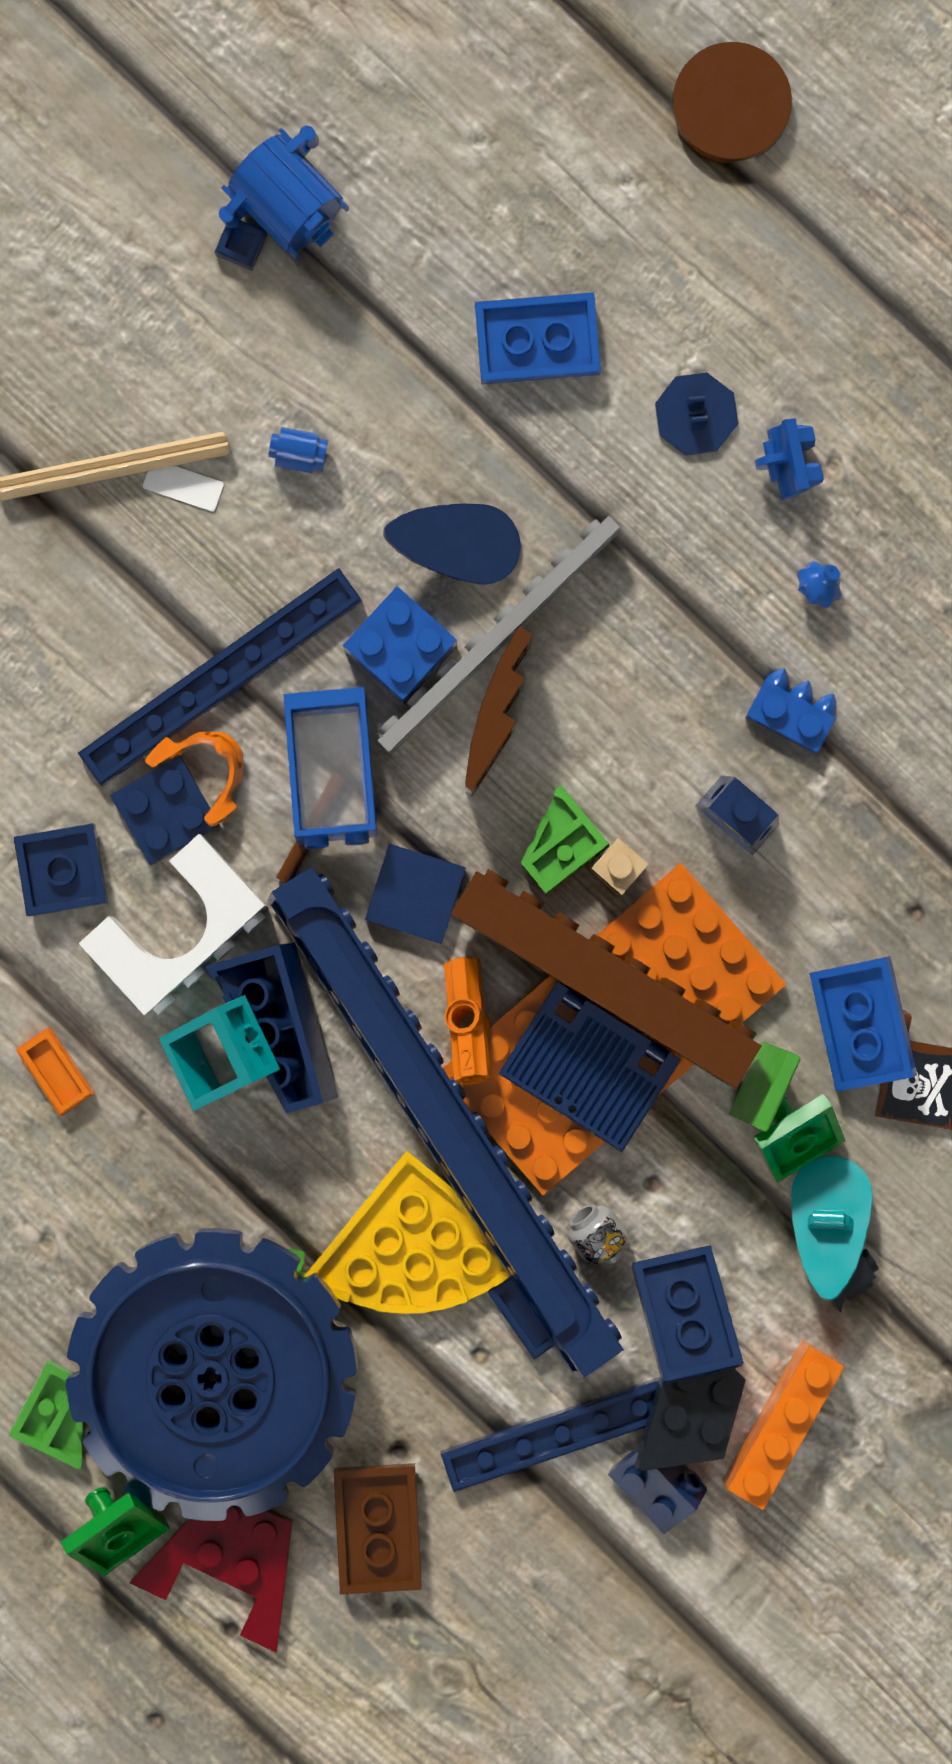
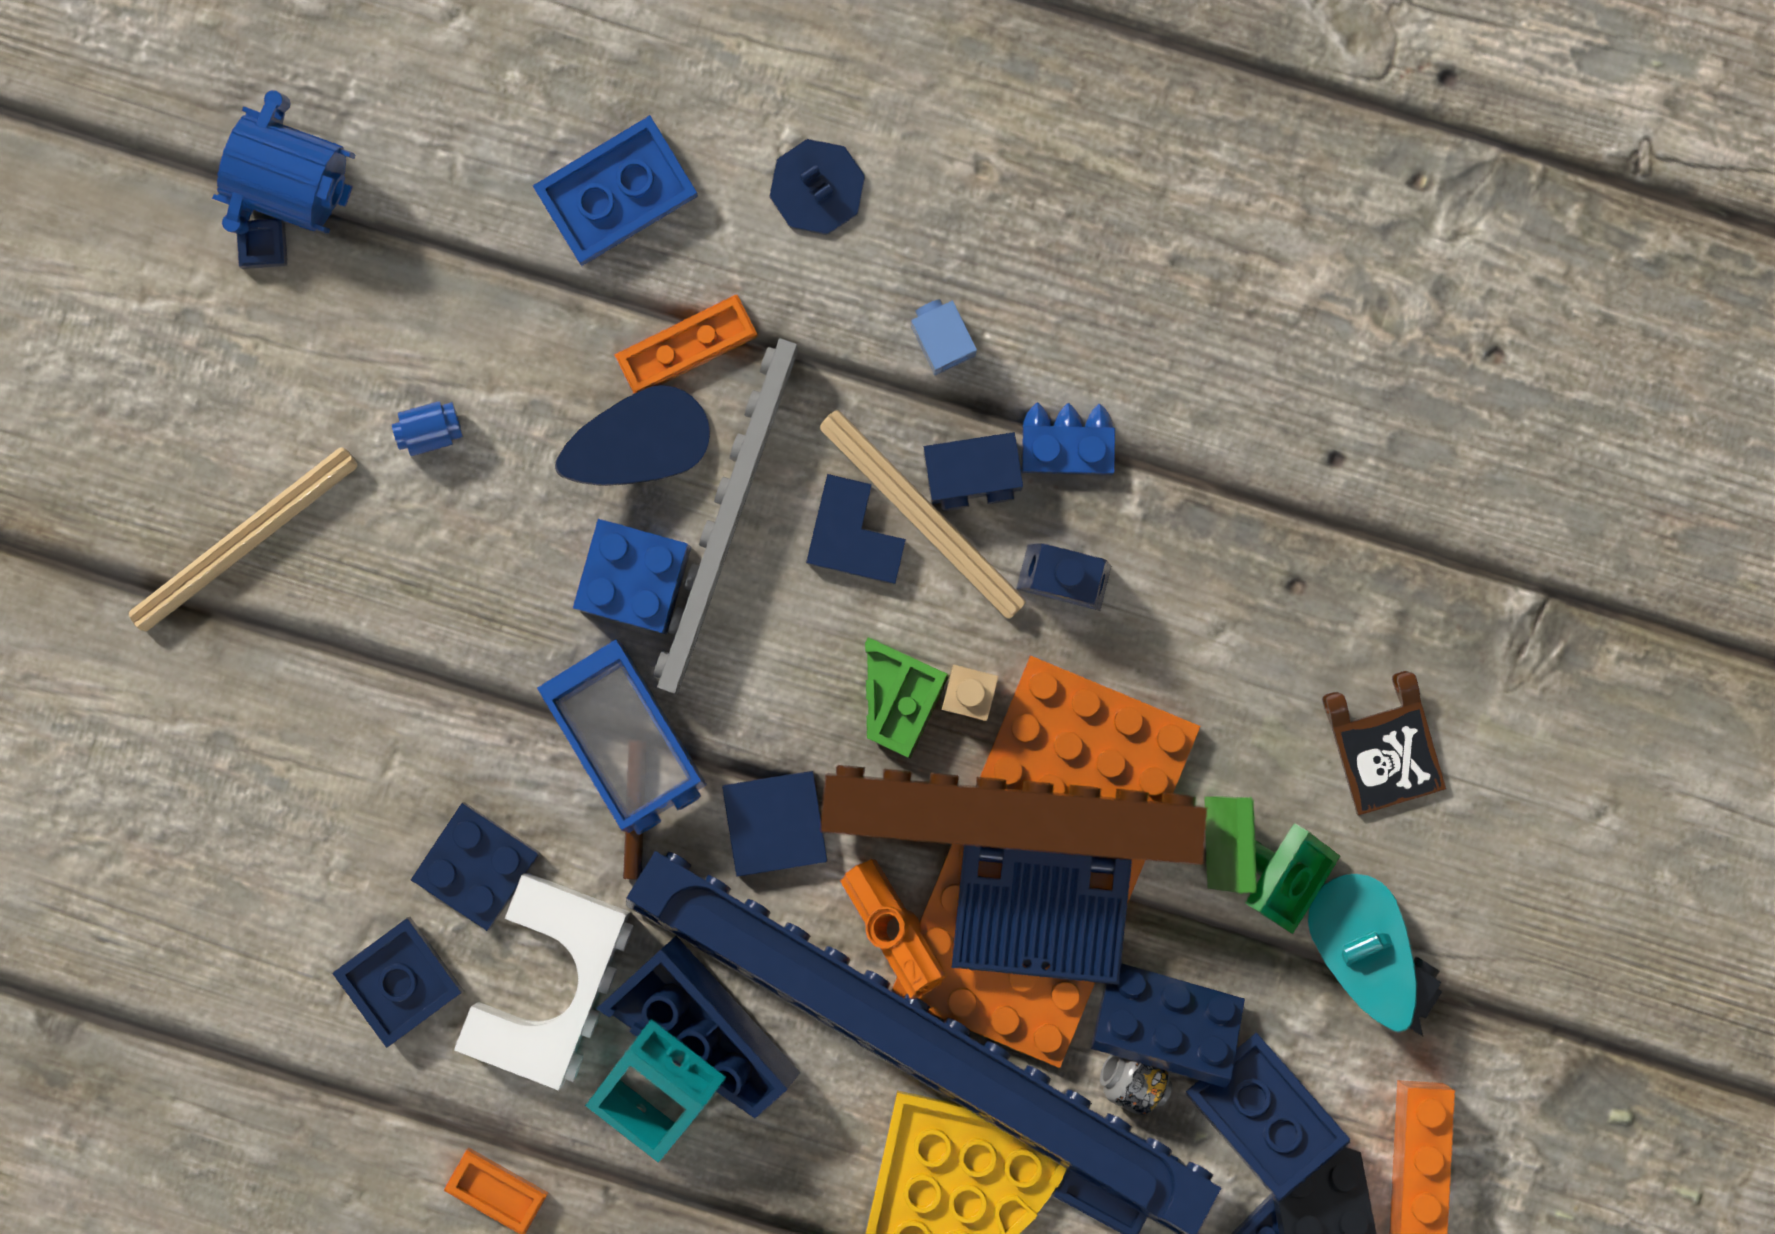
camera: 25 degrees left, 0 degrees up
(185, 486) = (329, 522): white sticker -> none
(220, 677) = (463, 701): dark blue tile -> none
(224, 746) = (504, 771): orange helmet -> none
(493, 725) = (768, 615): reddish brown slope -> none
(533, 486) = (686, 345): none -> orange tile
(577, 701) = (841, 542): none -> dark blue tile
(646, 1204) = (1169, 1025): none -> dark blue plate
(651, 710) = (922, 514): none -> tan axle
(708, 695) = (973, 470): none -> dark blue brick
(736, 578) = (942, 336): none -> medium blue brick
(786, 460) = (931, 188): blue hips -> none
(819, 584) = (1030, 299): blue piece -> none
(863, 1024) = (1299, 728): blue plate -> none

